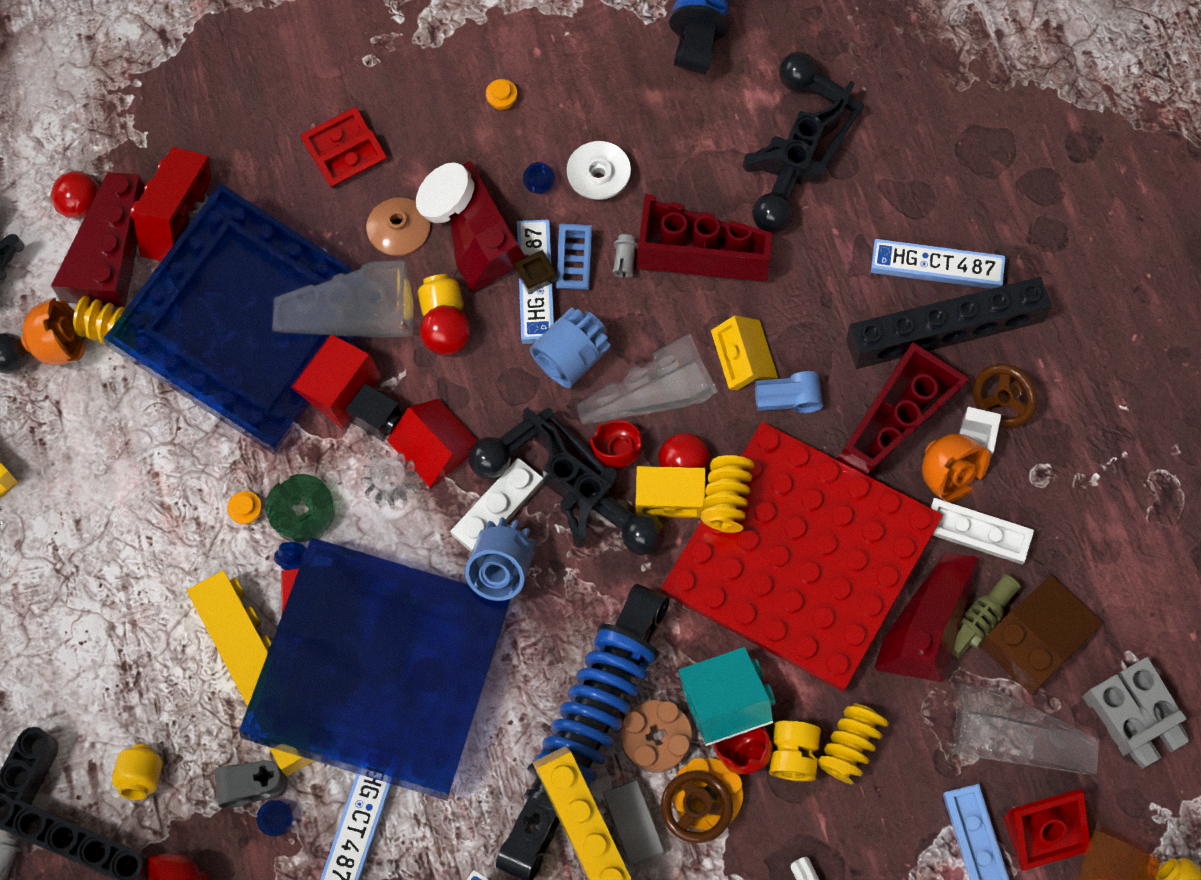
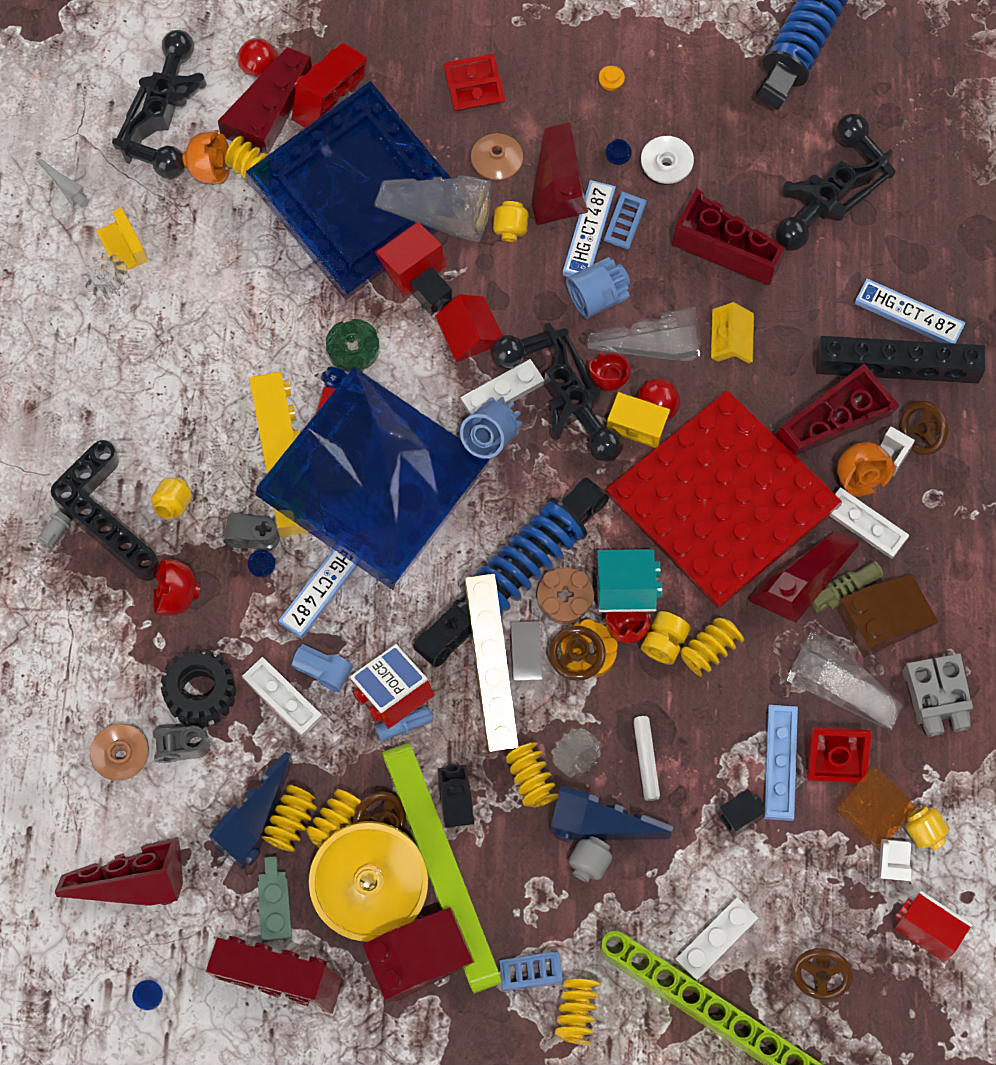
camera: 15 degrees right, 0 degrees up
(244, 507) = (311, 332): light orange plate -> none
(394, 490) = (427, 354): clear gear -> none
(444, 192) = (541, 141): white tile -> none
(444, 330) = (506, 245): red hair -> none
(535, 271) = (591, 222): dark brown tile -> none
(625, 255) = (664, 232): light grey pin -> none
(724, 493) = (679, 432): yellow piece -> none
(798, 392) = (763, 376): medium blue piece -> none

